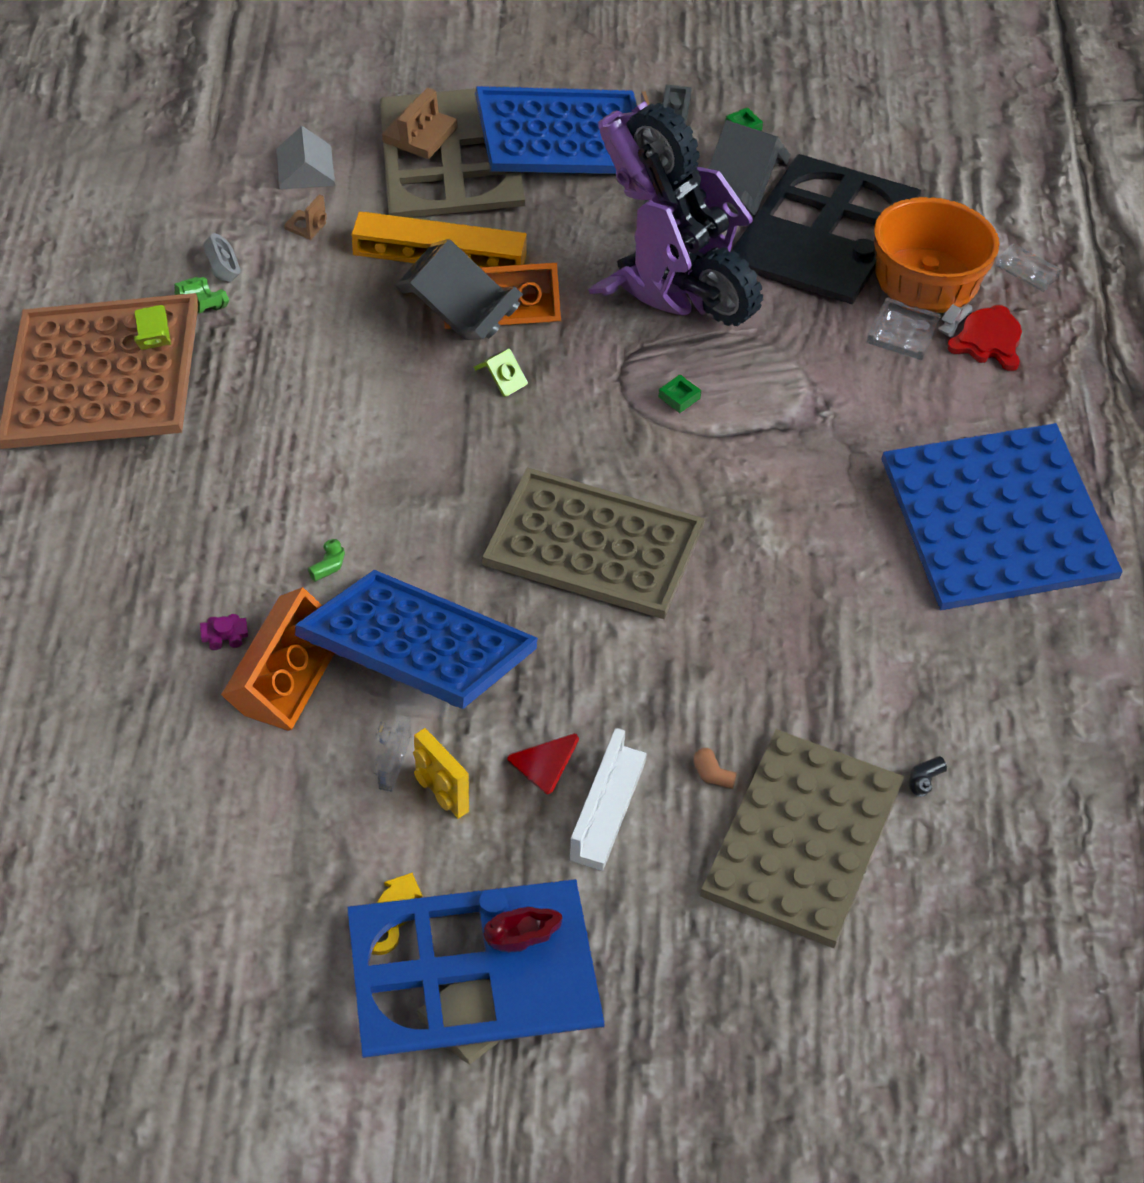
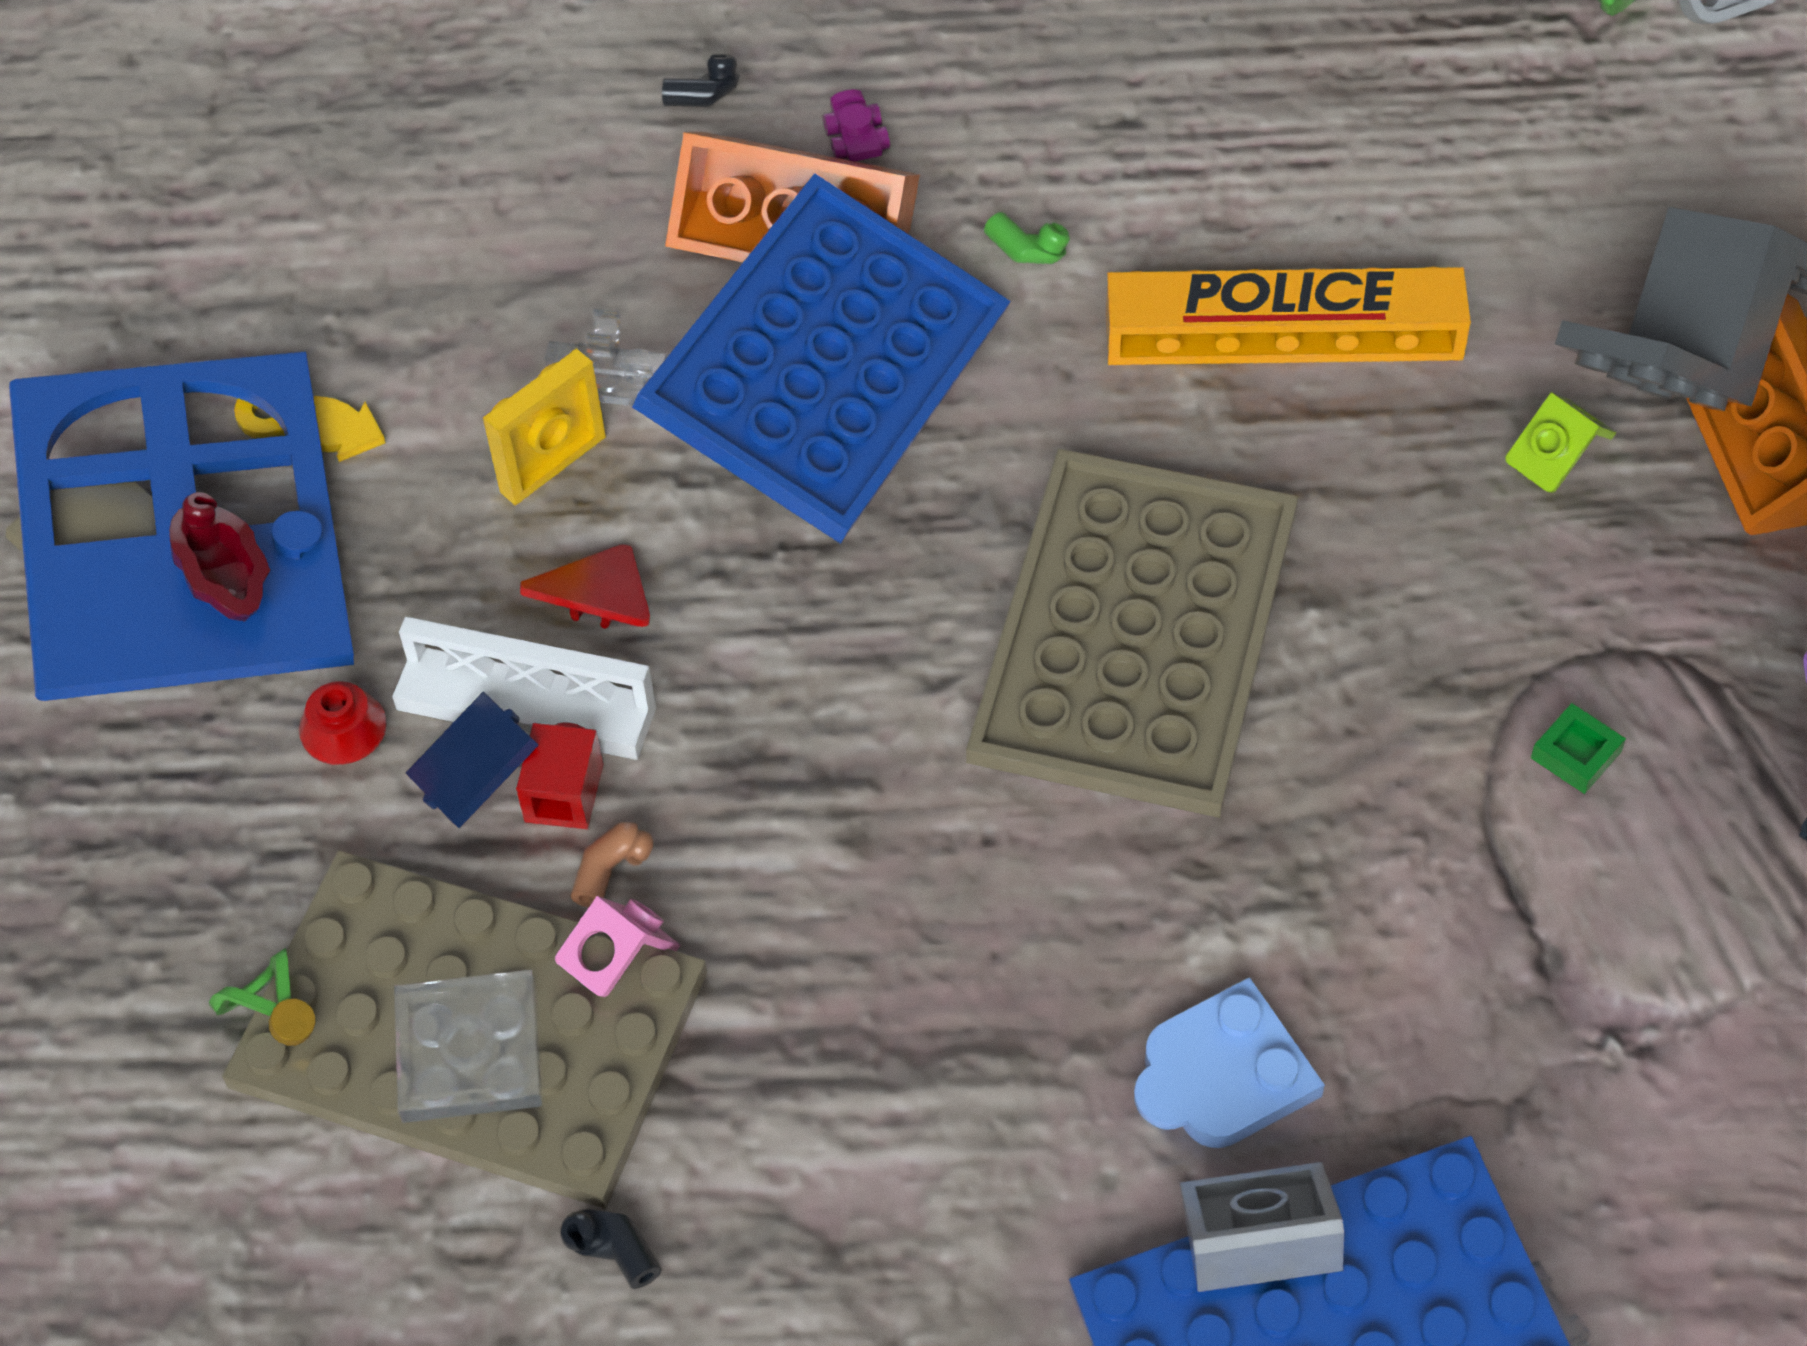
camera: 90 degrees right, 5 degrees up
(171, 699) = (707, 89): none -> black arm
(406, 461) = (1287, 316): none -> light orange brick
(617, 890) = (341, 723): none -> red cone
(654, 820) = (471, 759): none -> dark blue piece
(663, 784) = (560, 776): none -> red brick
(764, 752) = (629, 929): none -> bright pink bracket
(812, 899) = (289, 1020): none -> piece
(834, 817) = (467, 1046): none -> clear plate
(835, 541) = (1224, 1070): none -> light blue plate
(932, 518) = (1263, 1226): none -> light grey slope

